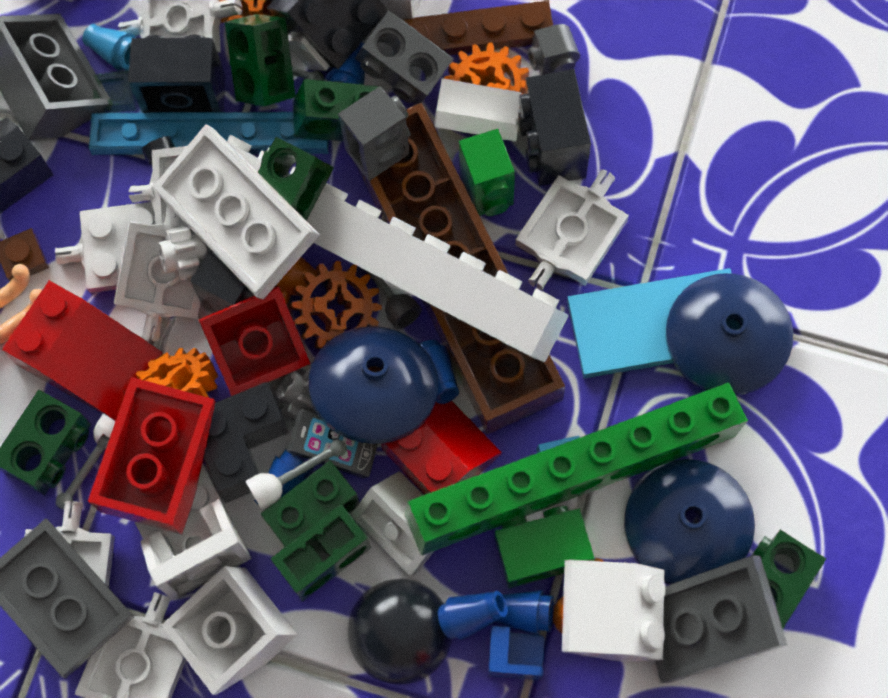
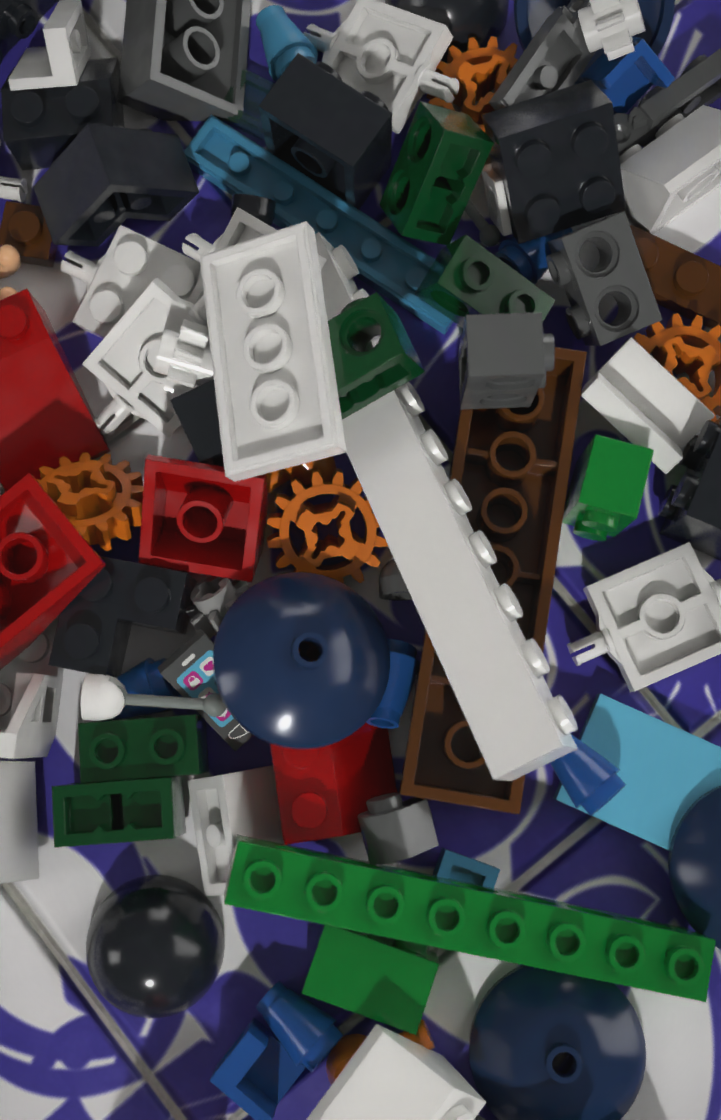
camera: 35 degrees right, 10 degrees up
(56, 186) = (110, 178): none -> black brick
(470, 613) = (236, 995): blue cone -> none
(498, 444) = (396, 828): none -> dark grey plate
(588, 343) = (587, 777): none -> blue cone

